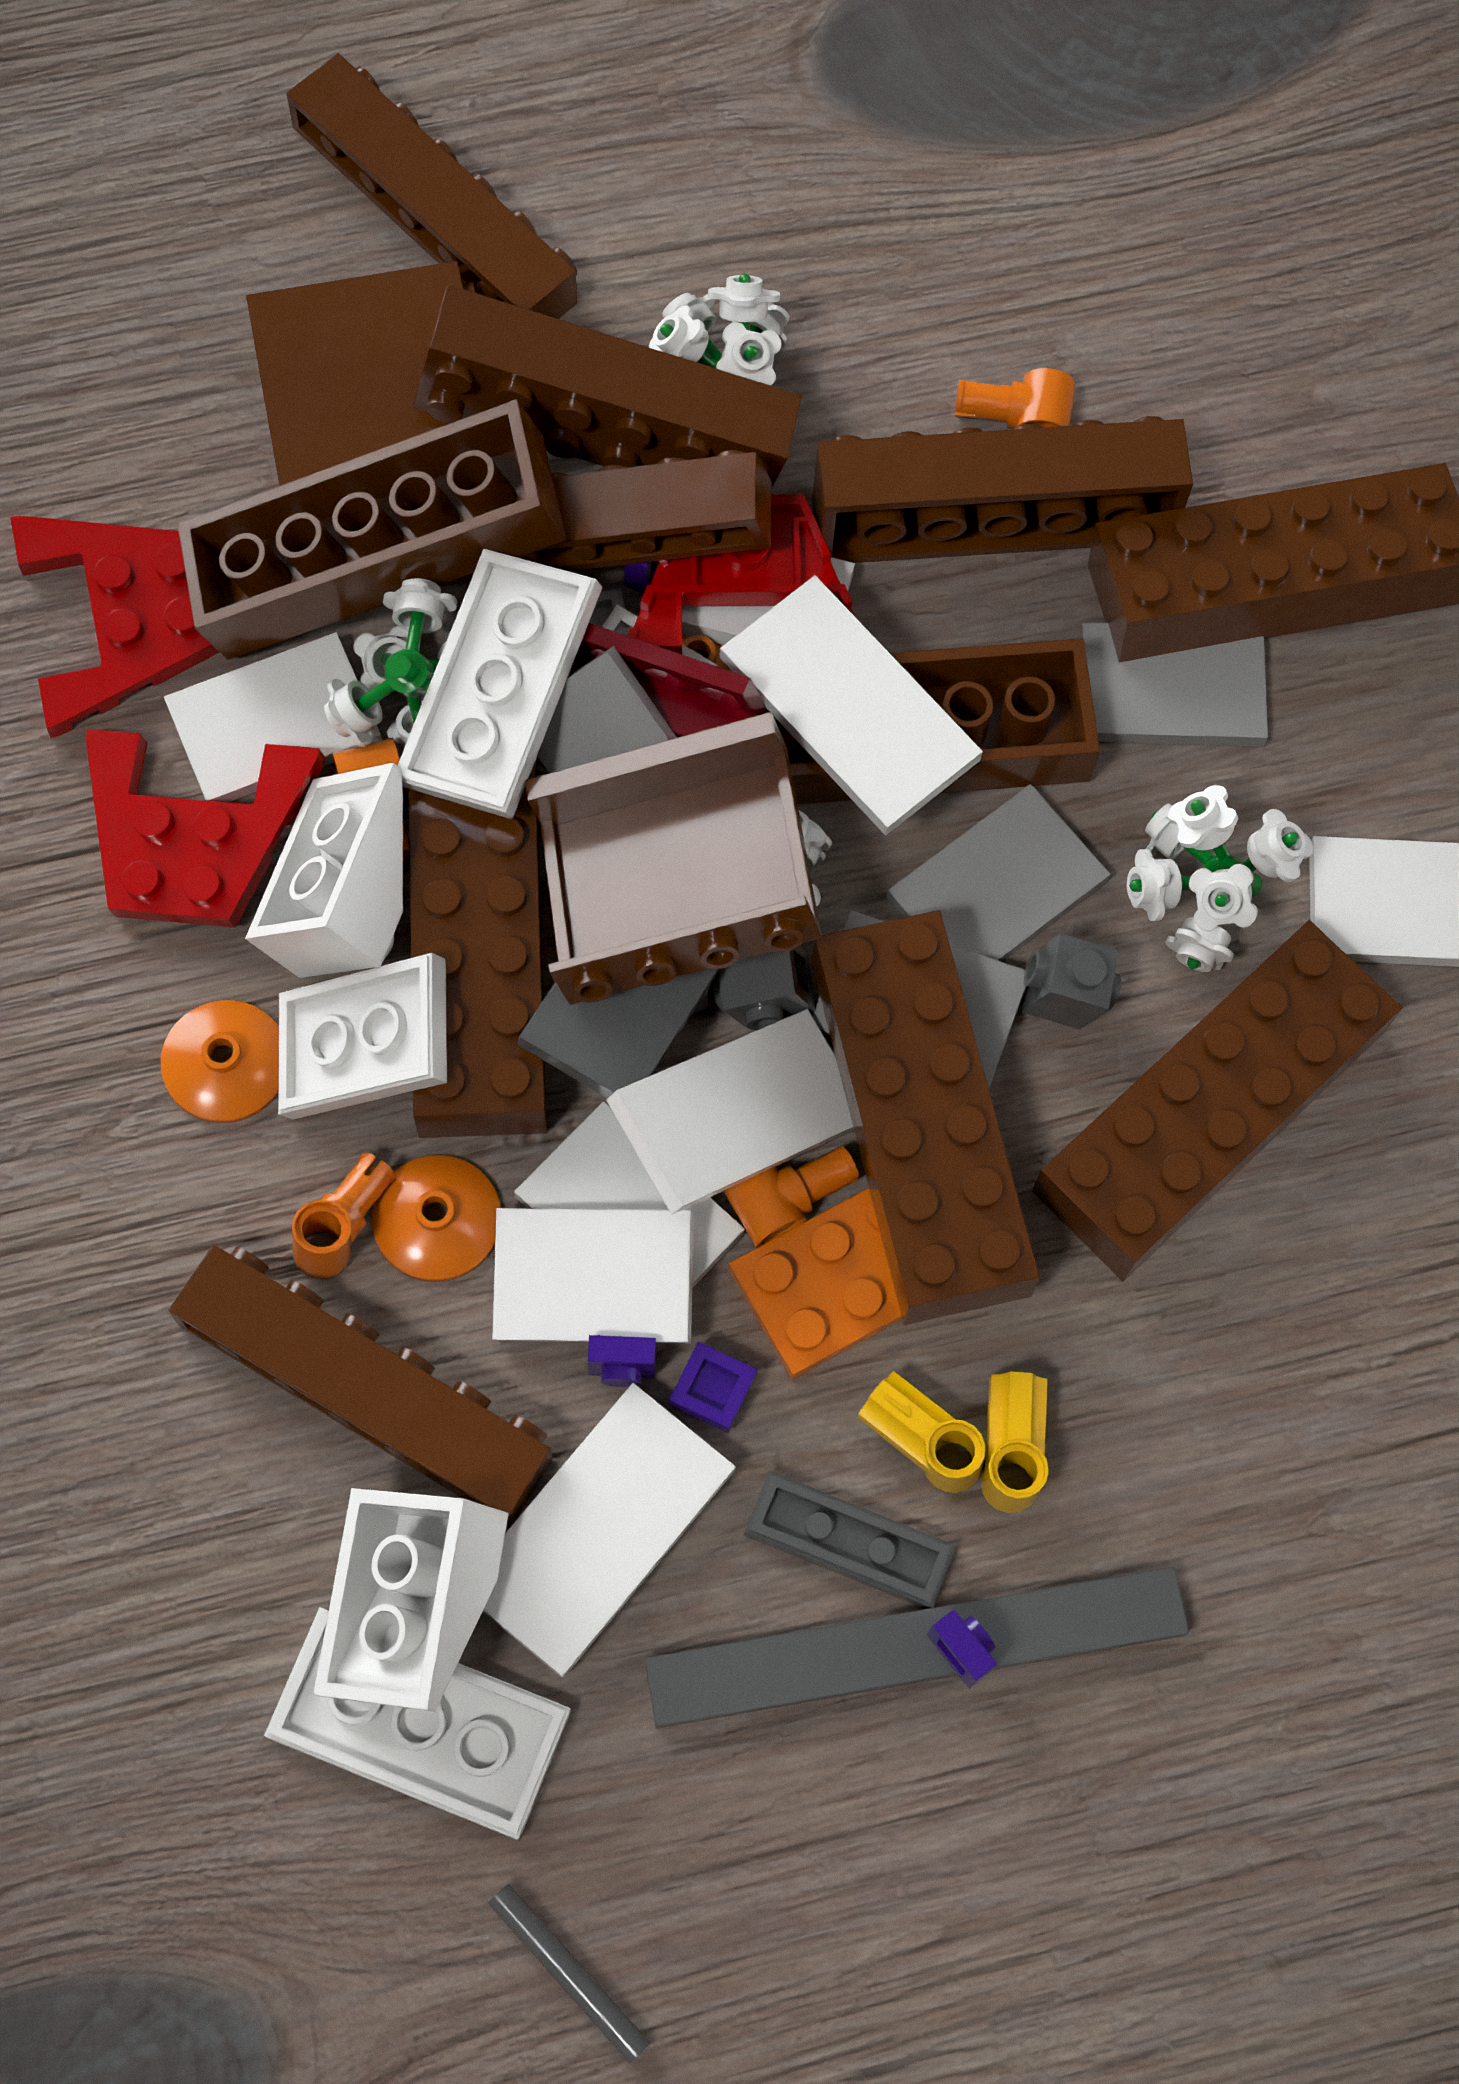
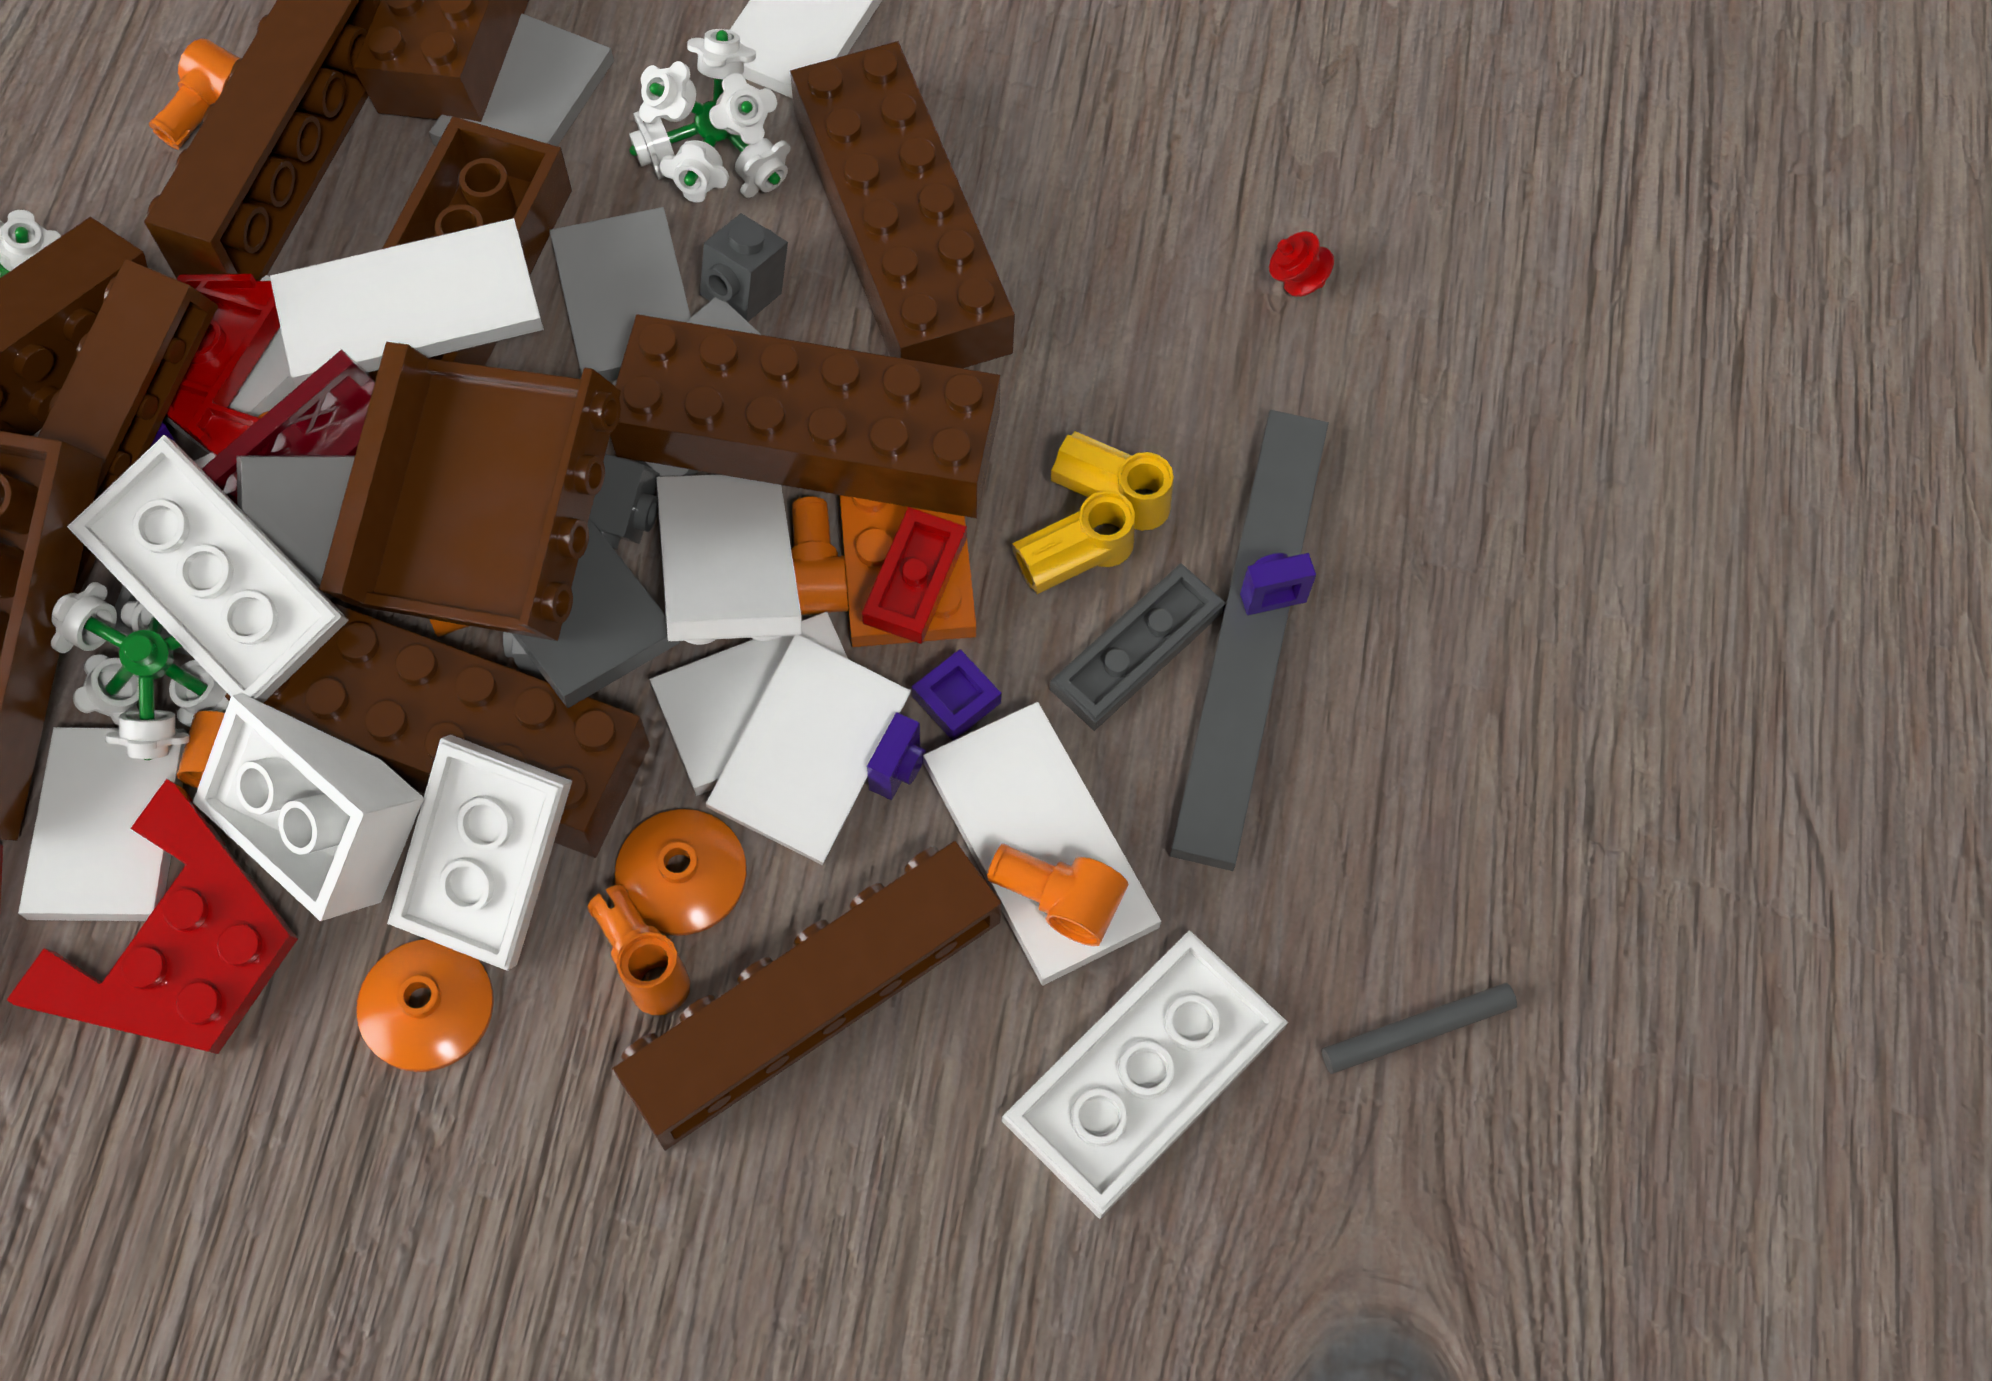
camera: 65 degrees left, 5 degrees down
(407, 1596) = (1039, 1019): white slope -> none
(542, 1582) = (1075, 897): none -> orange pin
(805, 1292) = (914, 575): none -> red plate
(1365, 1531) = (1301, 263): none -> red wheel

